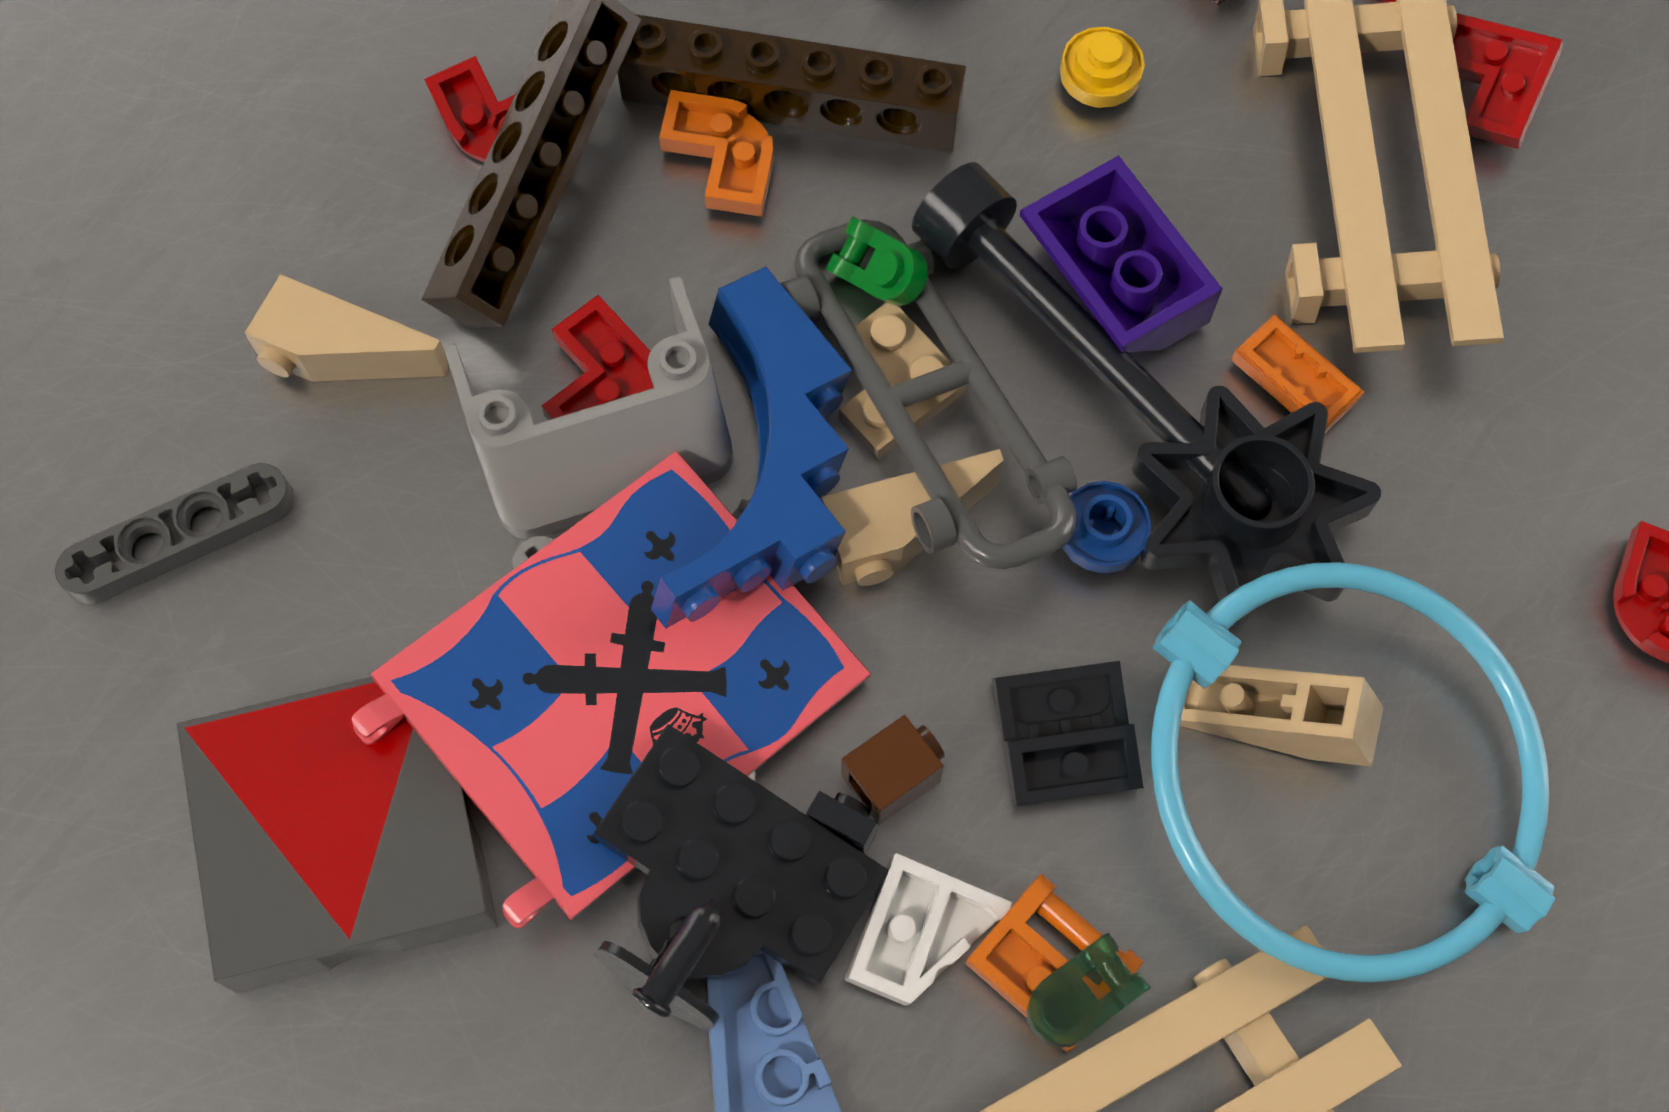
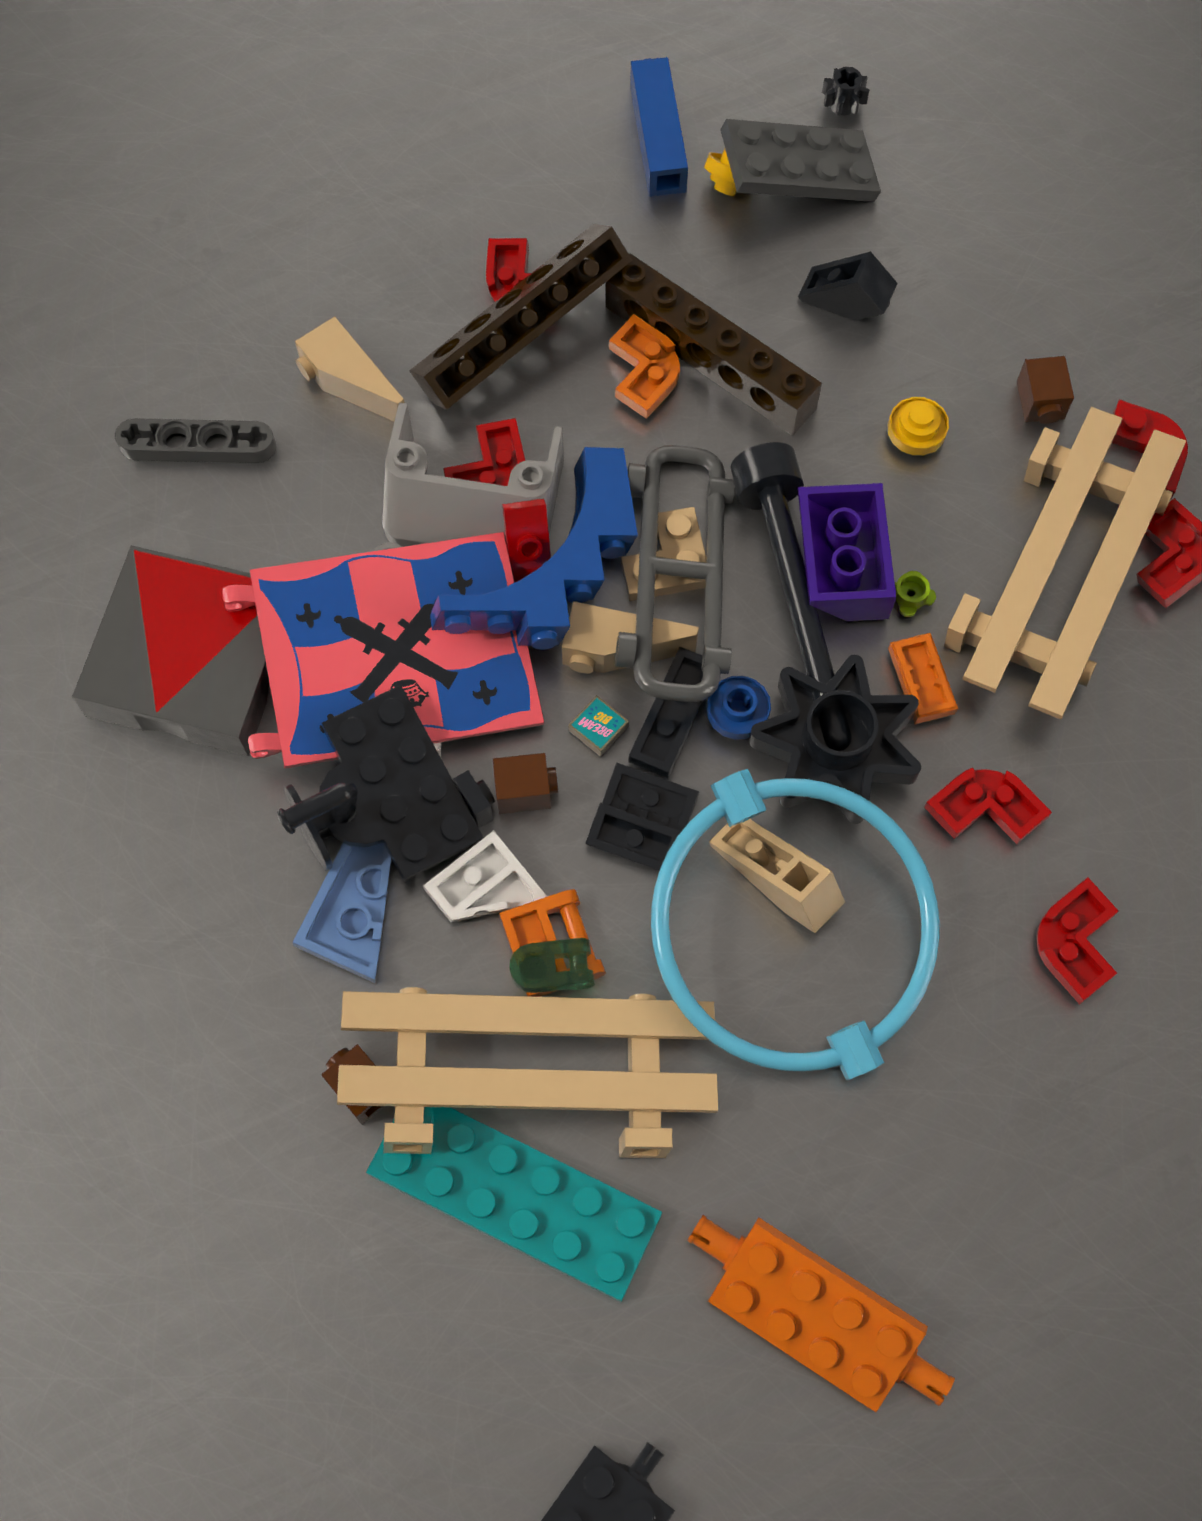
camera: 30 degrees right, 0 degrees up
(714, 443) = (526, 536): none -> red plate
(894, 271) = (700, 489): green plate -> none
(938, 641) = (598, 725): none -> tile
(1025, 595) = (668, 720): none -> black plate
(1228, 266) = (917, 583): none -> lime plate
(1465, 477) = (989, 792): none -> red plate

